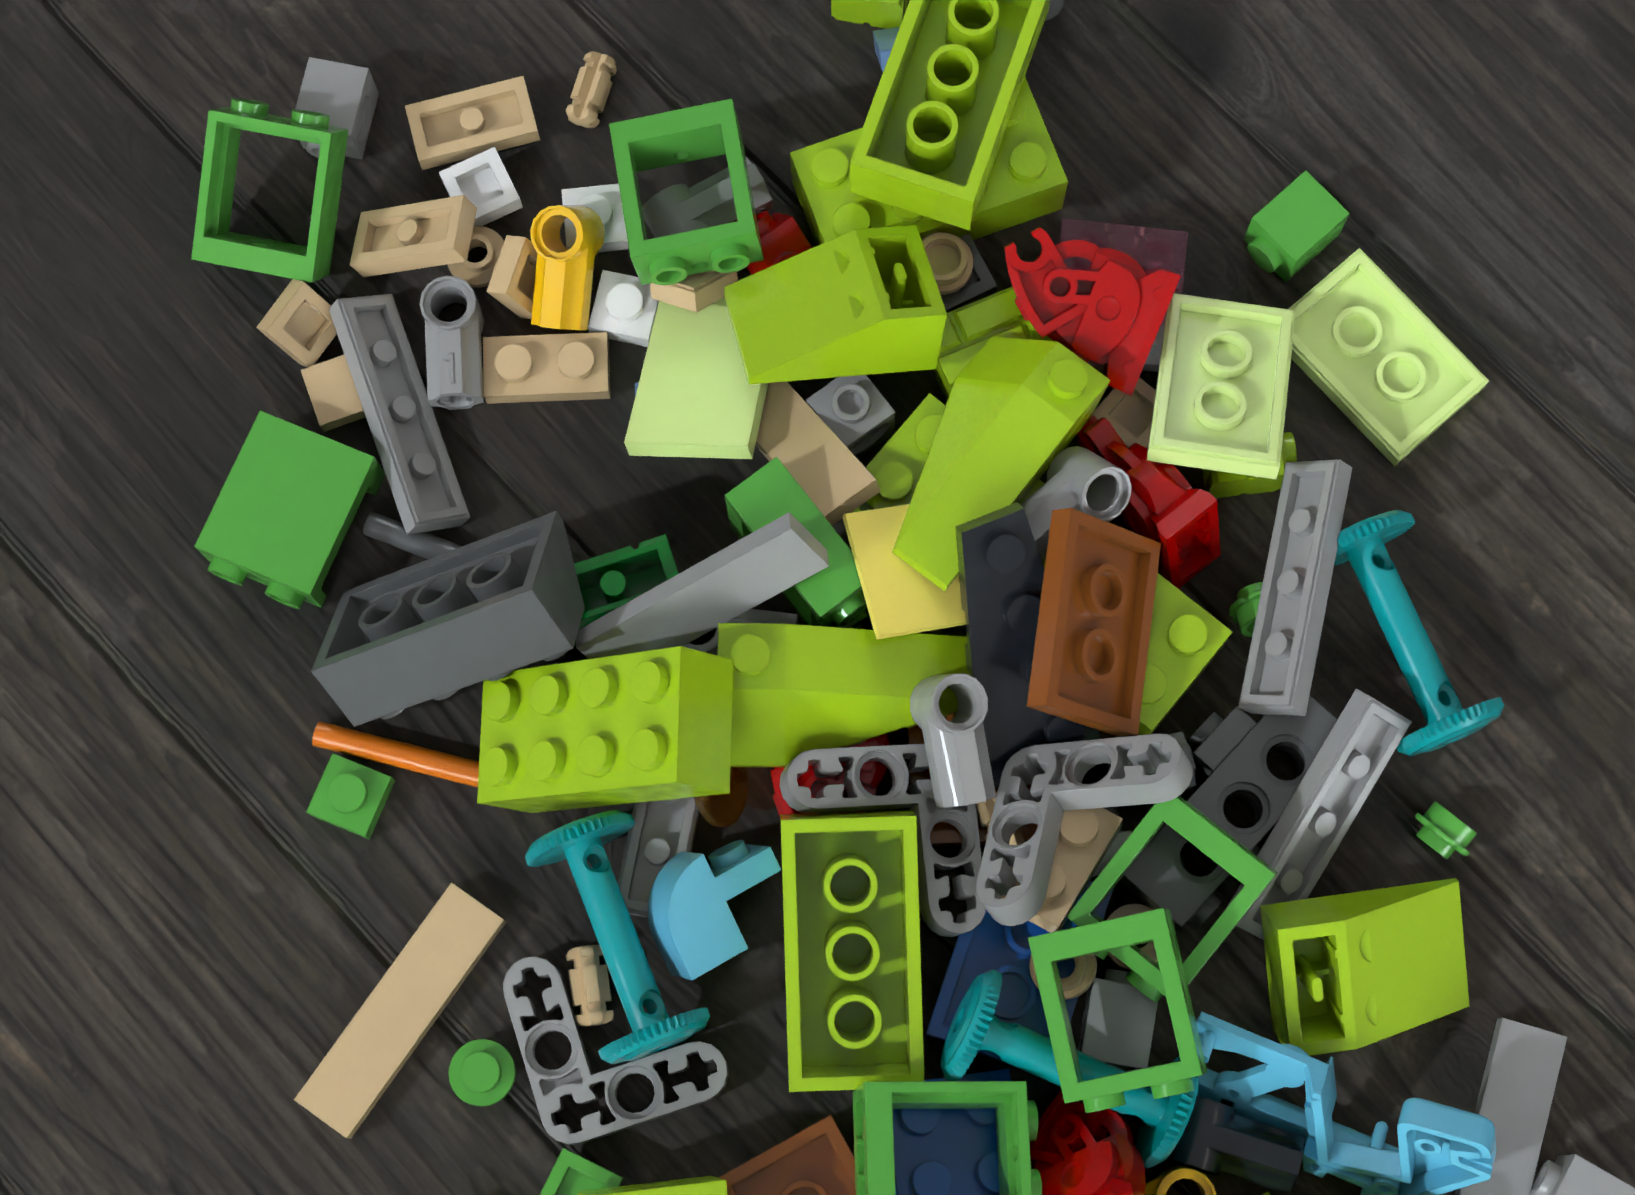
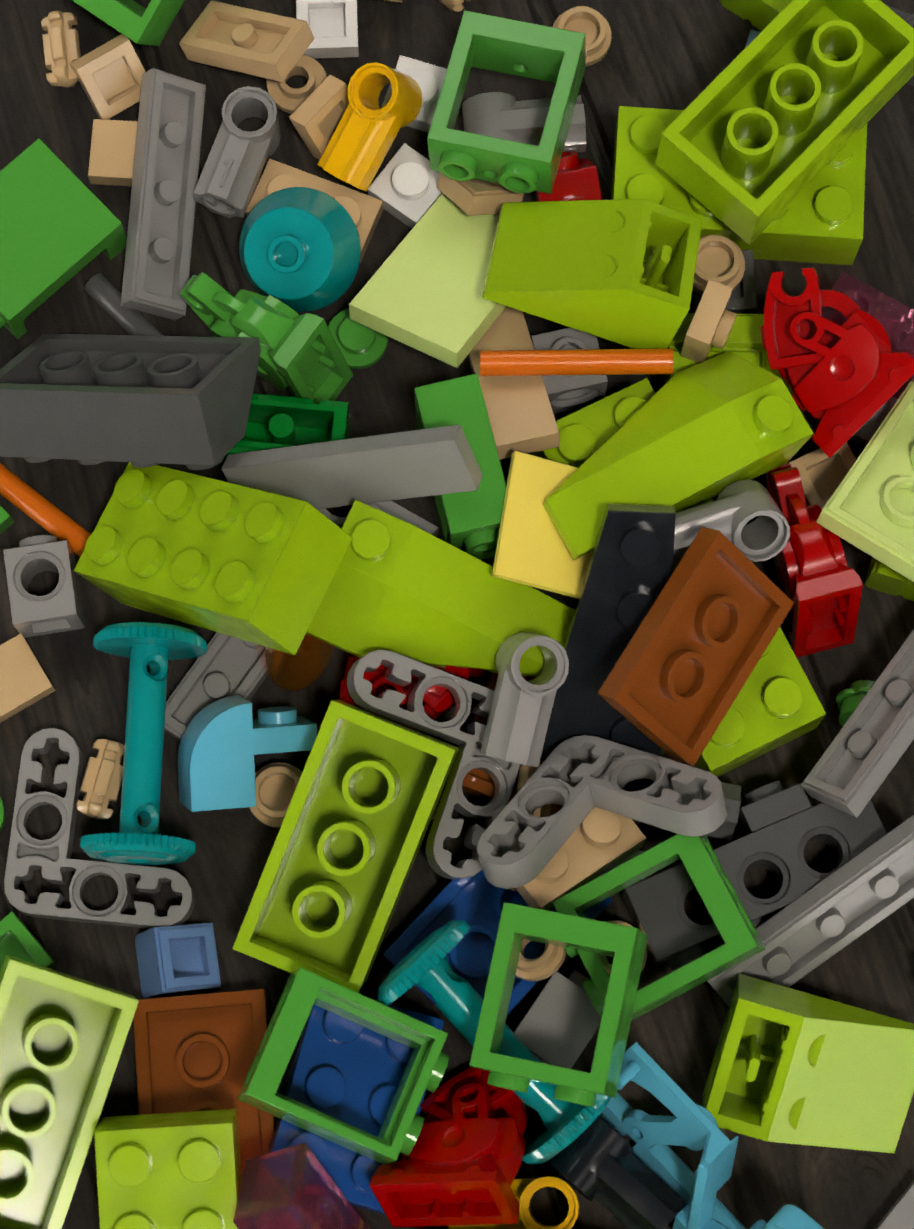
camera: 20 degrees right, 0 degrees up
(239, 316) = (60, 47): none -> tan piece
(470, 852) = (51, 612): none -> light grey brick
(552, 410) = (300, 248): none -> teal cone
(593, 505) = (294, 347): none -> bright green piece
(639, 476) = (358, 343): none -> bright green plate
(720, 87) = (593, 24): none -> tan plate
(735, 1123) = (177, 960): none -> medium blue slope
(761, 926) = (274, 792): none -> tan plate
(860, 407) = (576, 362): none -> orange bar
(966, 318) = (710, 323): none -> tan plate

